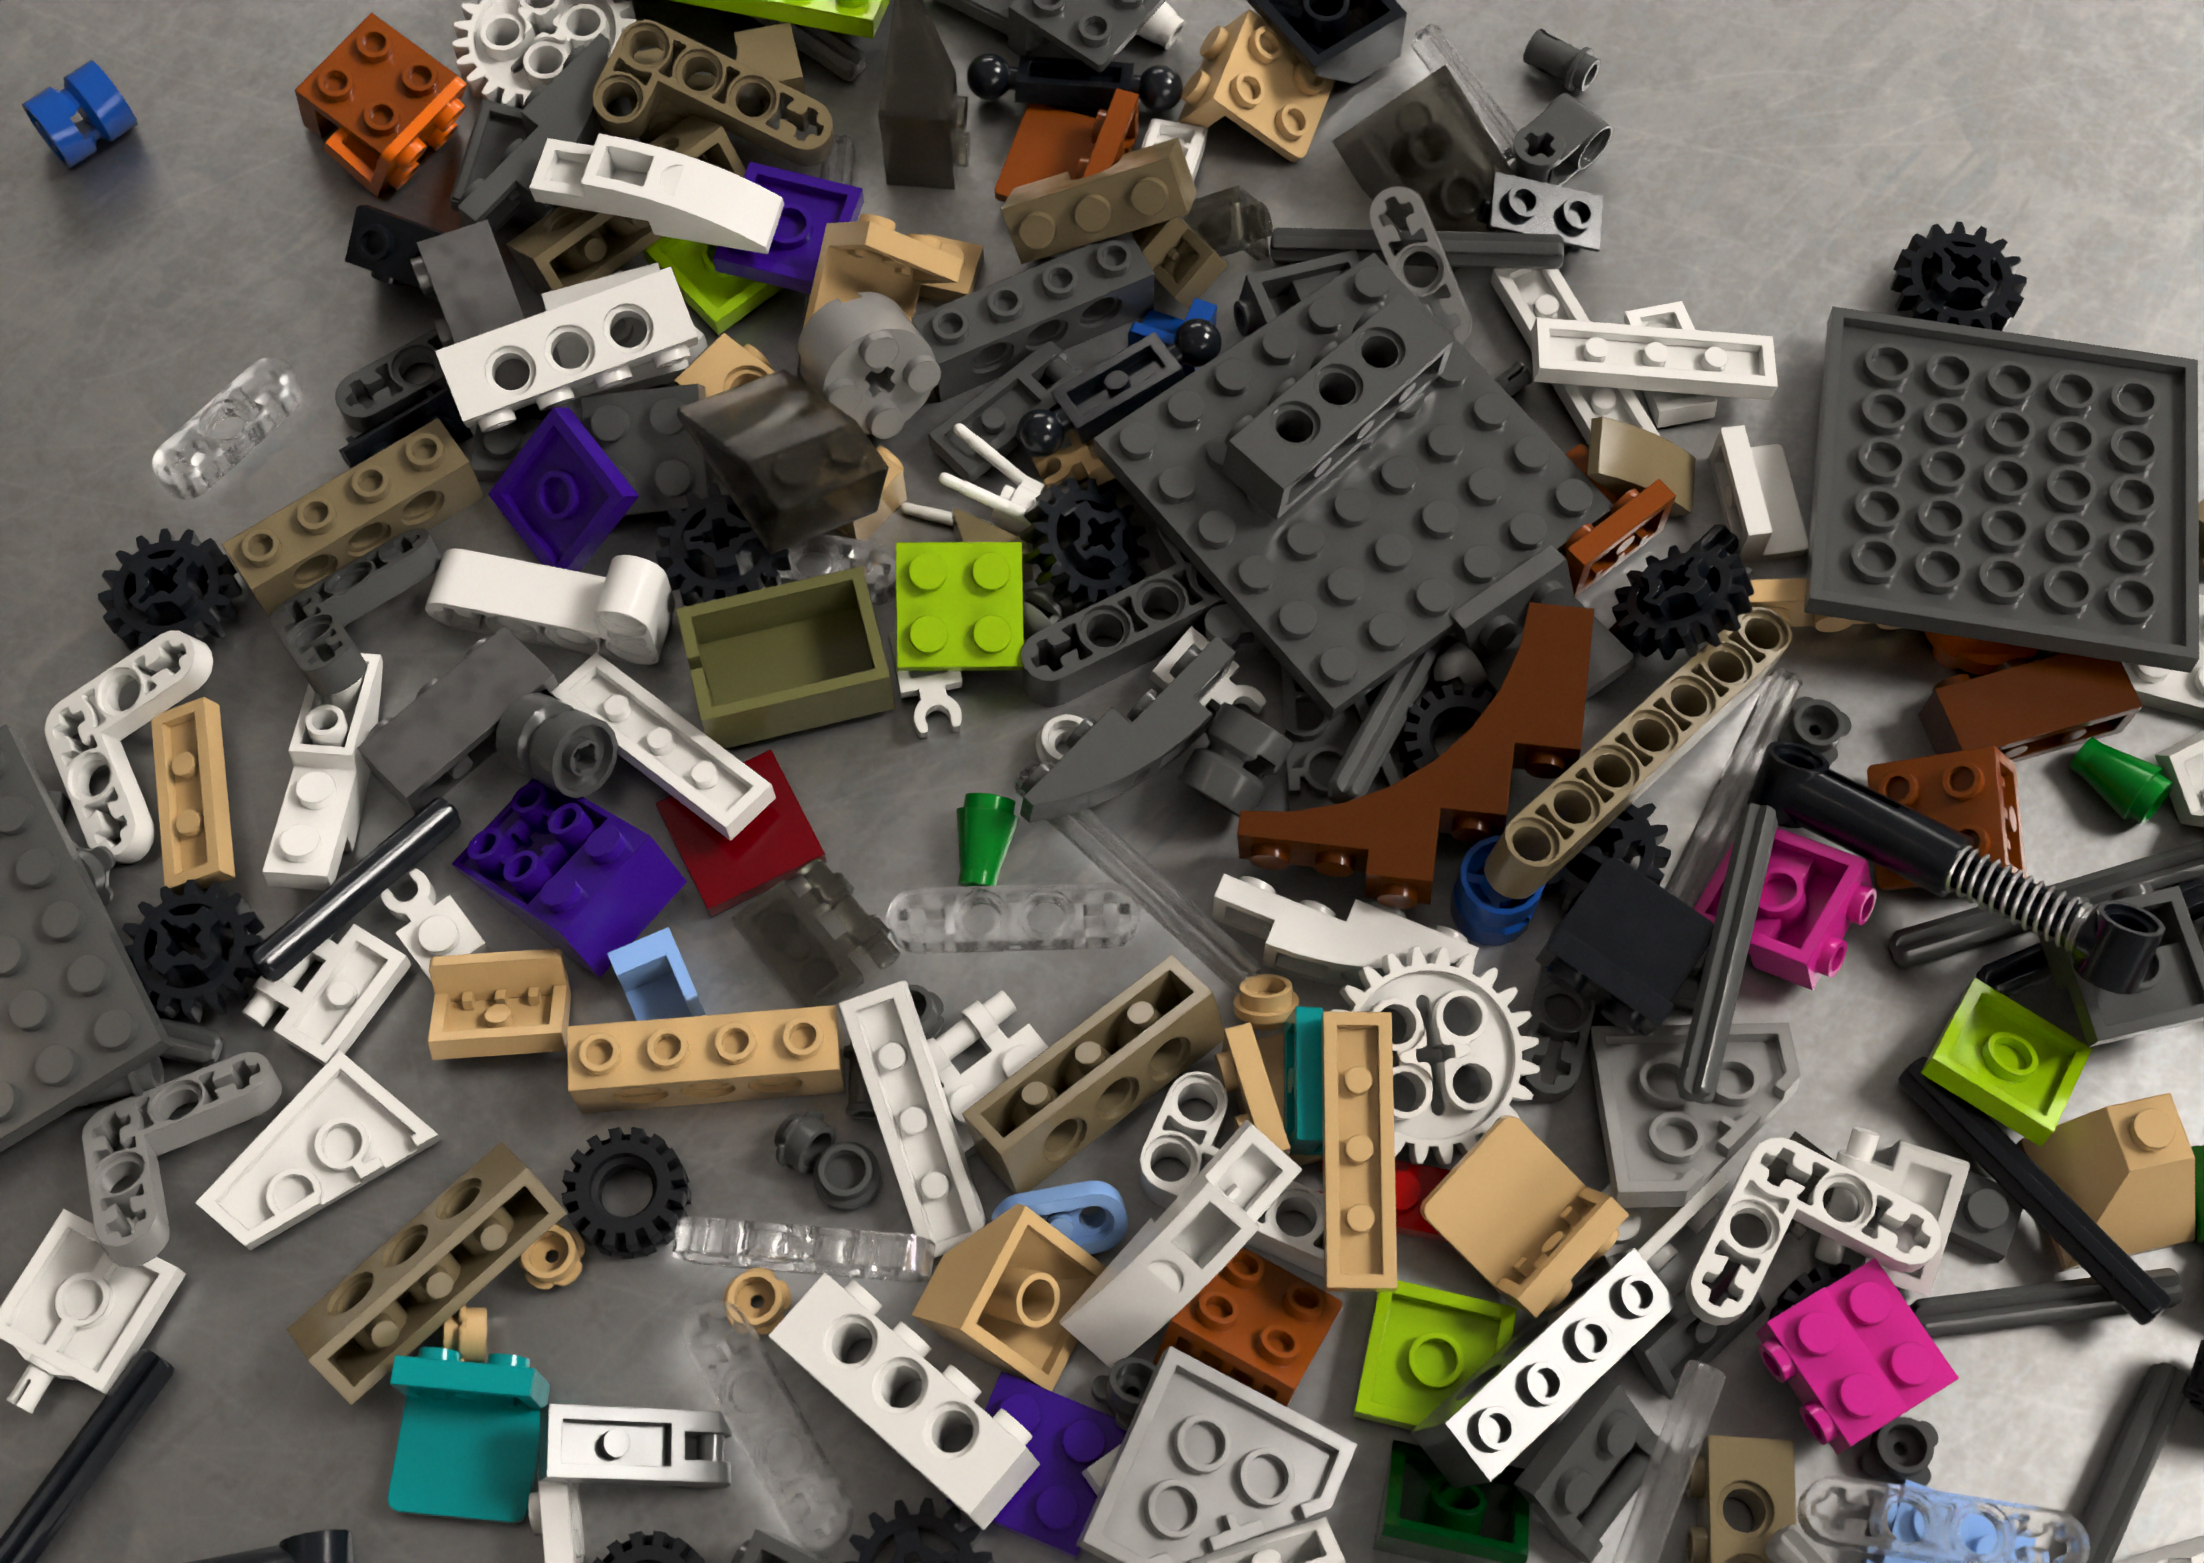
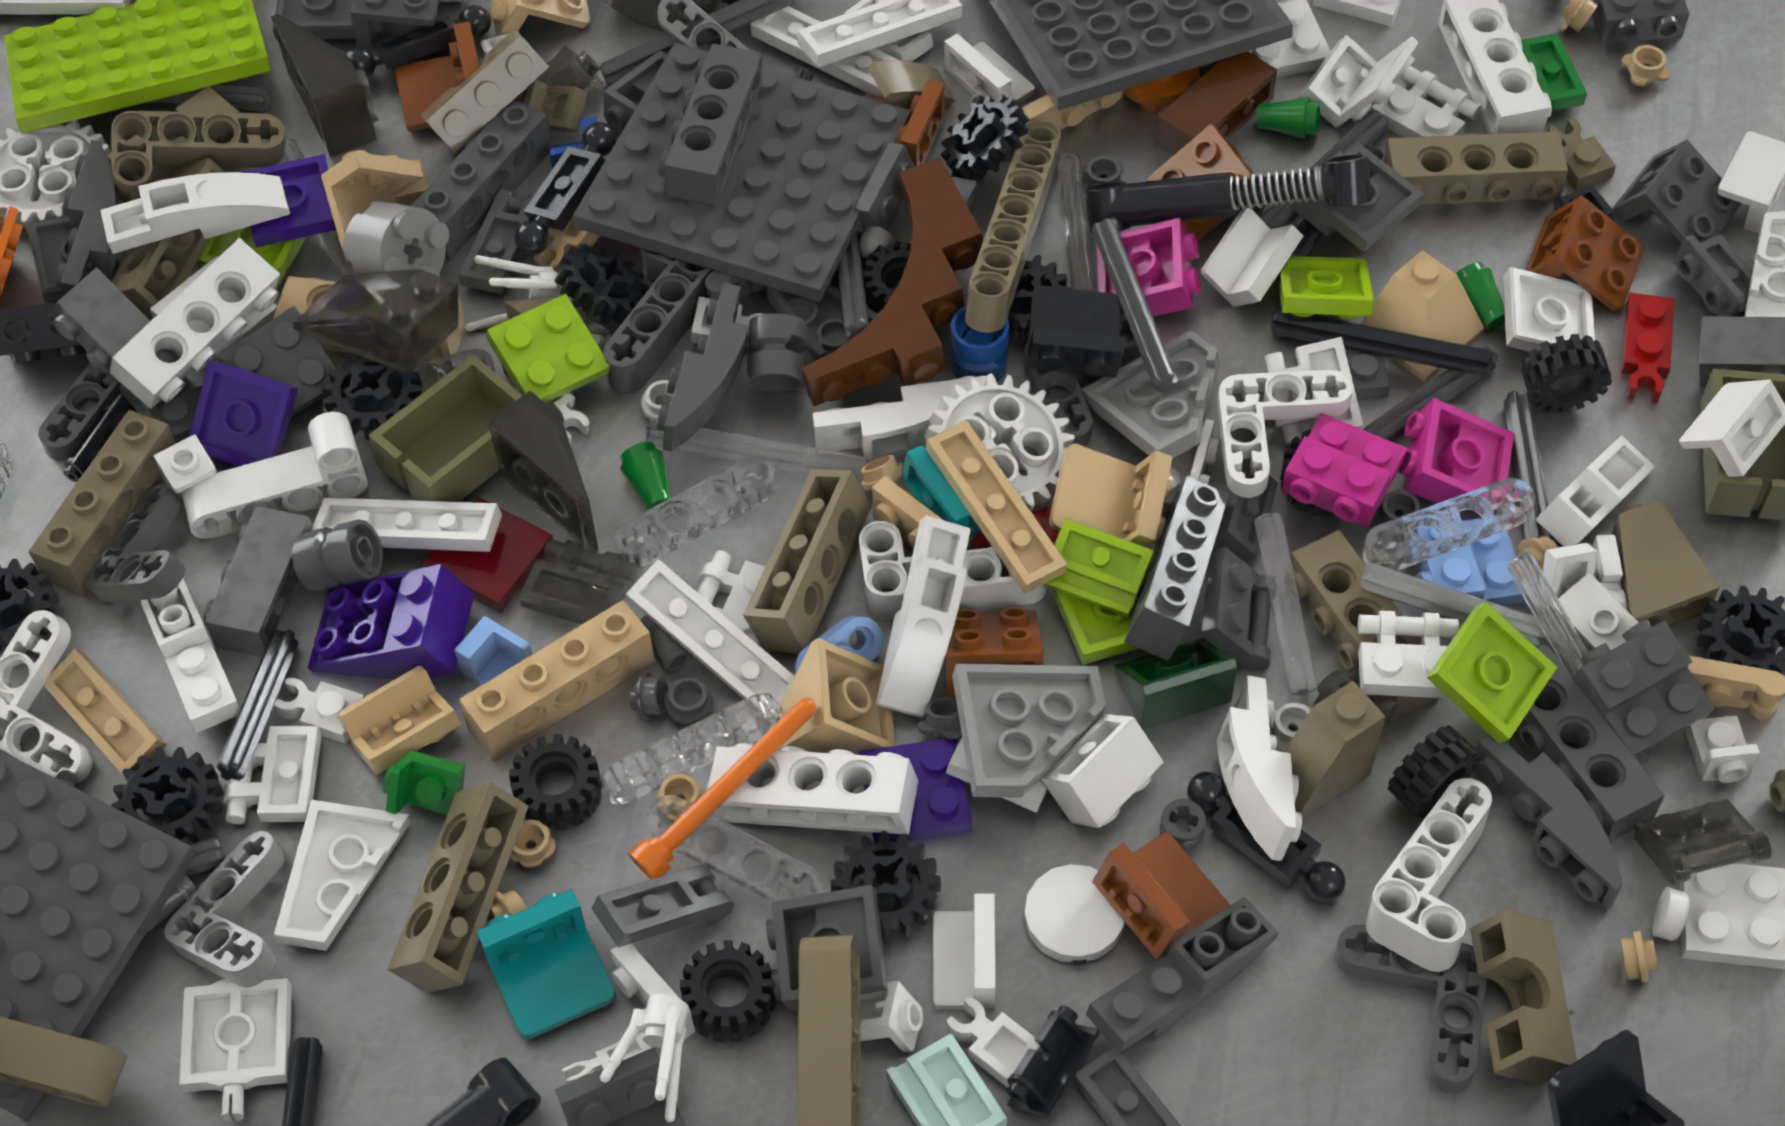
camera: 30 degrees left, 10 degrees down
(462, 525) = (184, 464): none -> white bracket
(477, 1101) = (423, 783): none -> green bracket
(664, 1374) = (656, 853): none -> orange piece
(865, 741) = (541, 466): none -> clear smoke slope
(1446, 1309) = (1101, 567): none -> lime plate
(1931, 965) = (1249, 258): none -> white panel
(2028, 1417) = (1453, 452): none -> dark pink plate

